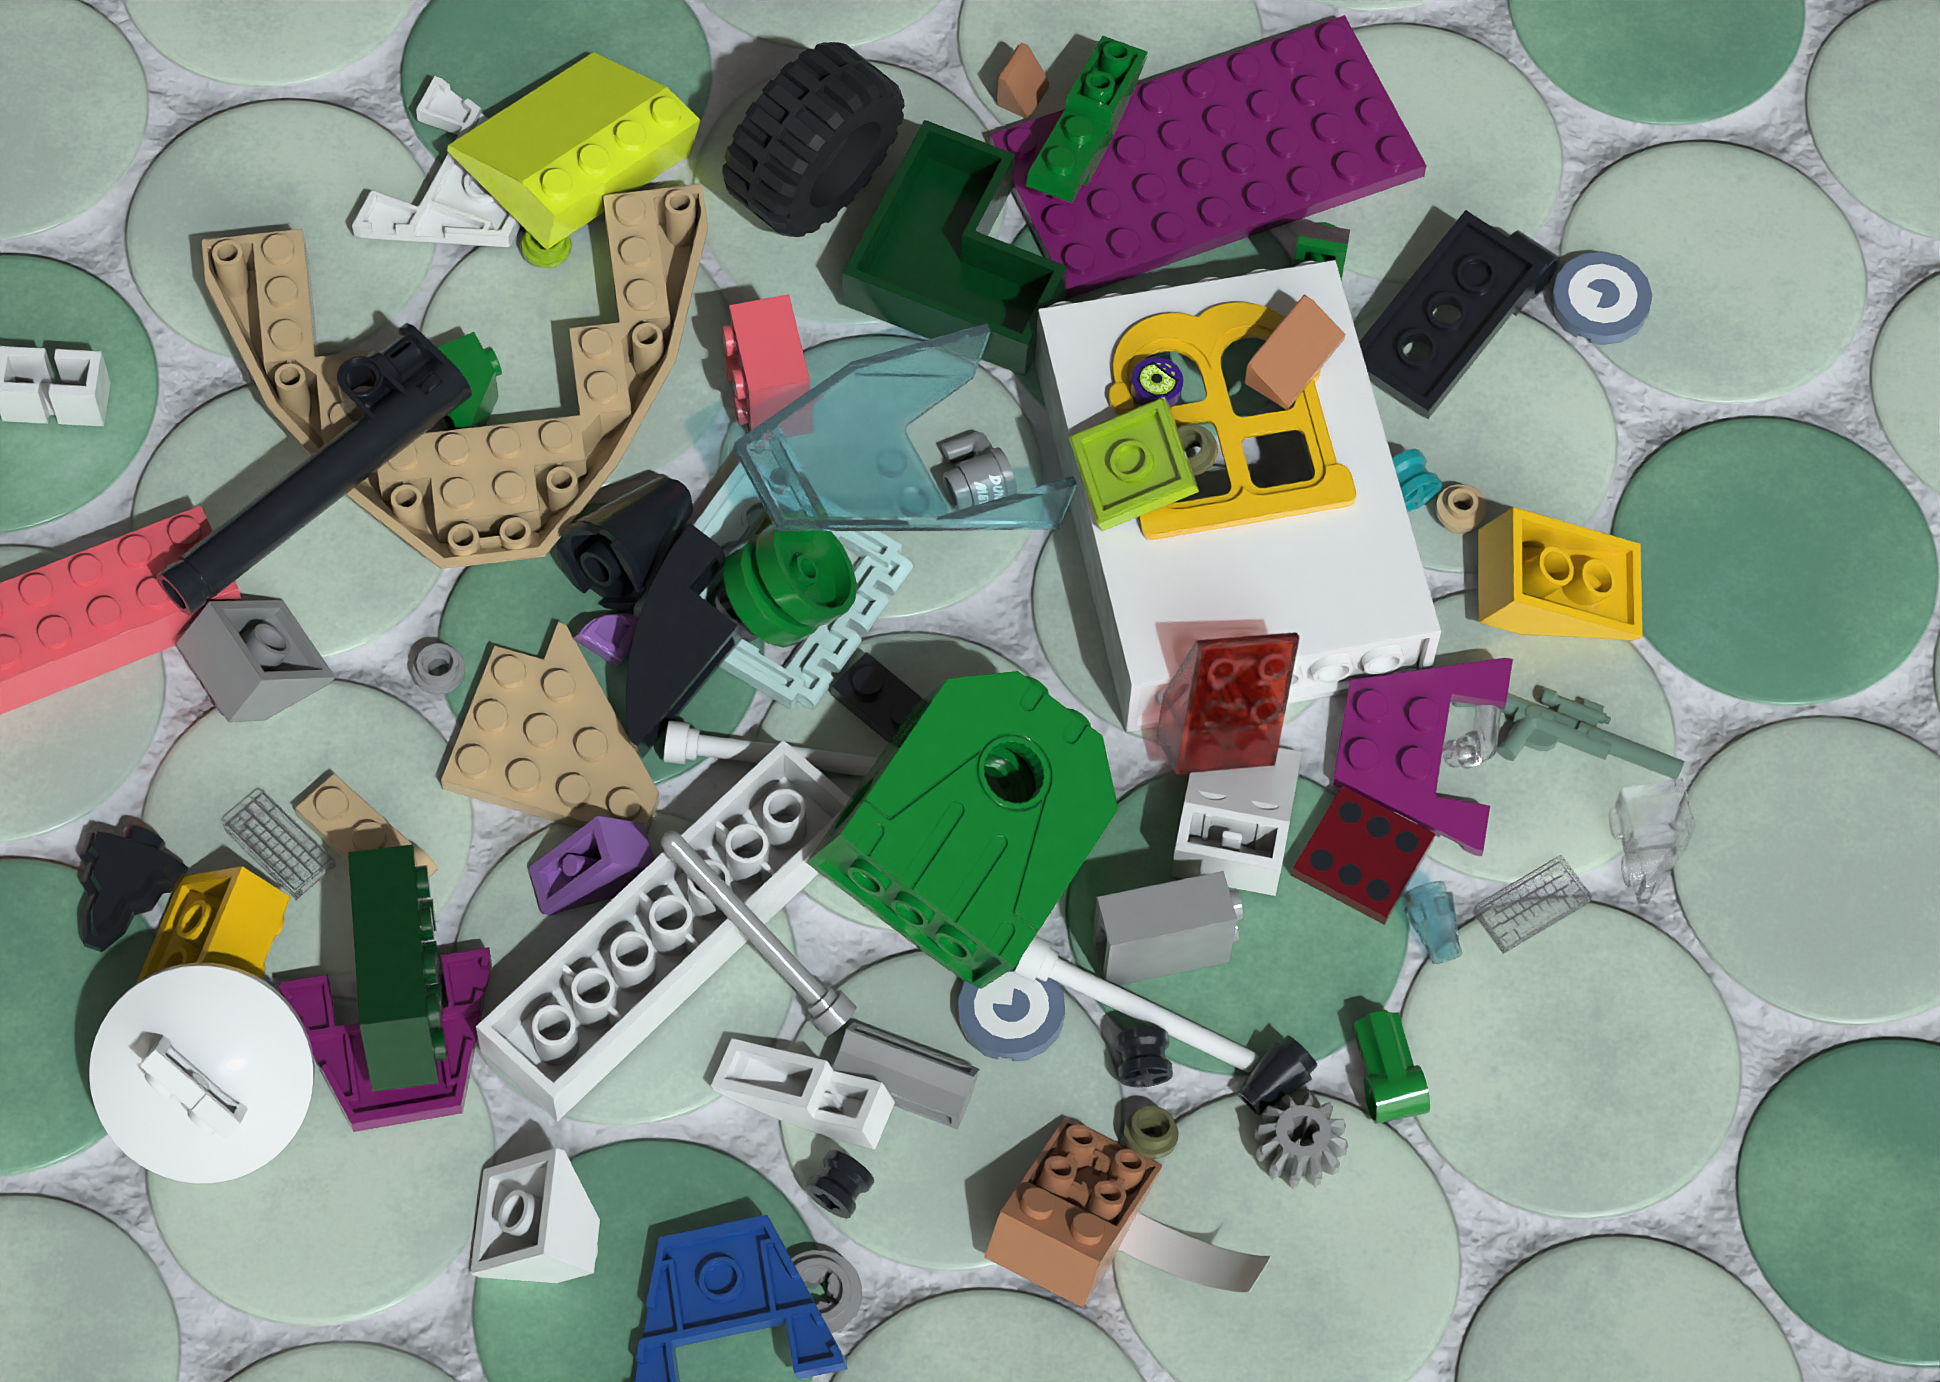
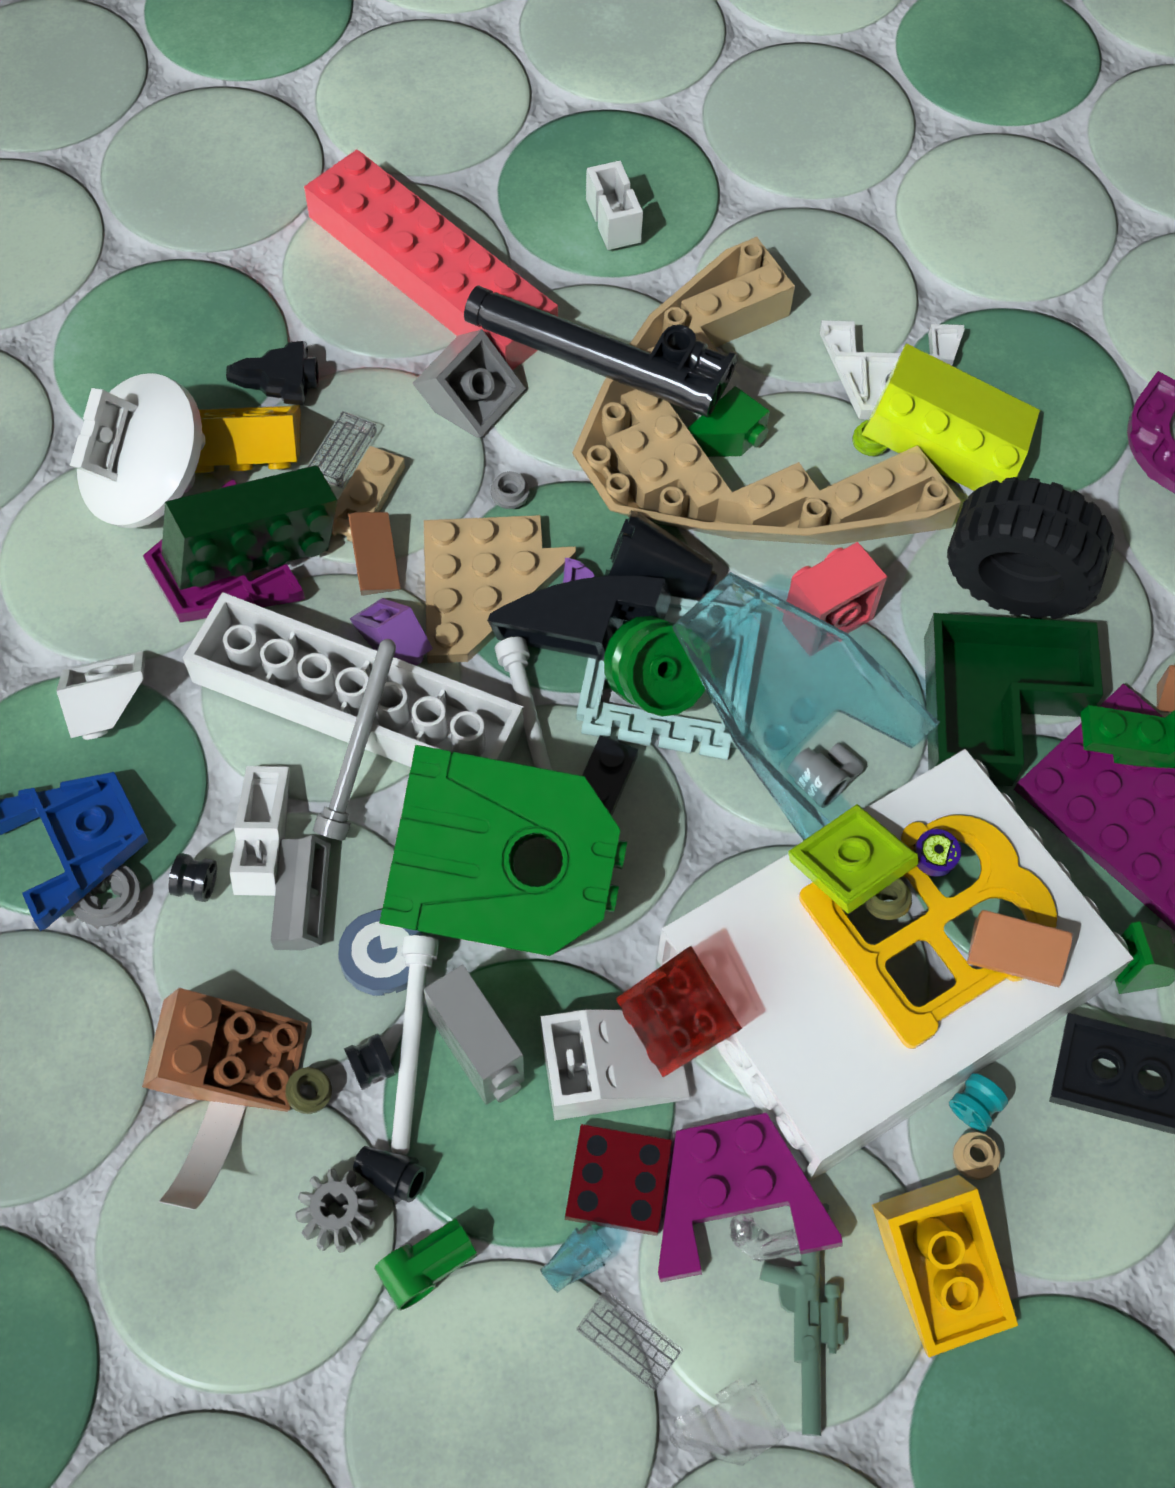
camera: 70 degrees right, 0 degrees up
(470, 851) = (374, 552): none -> nougat slope

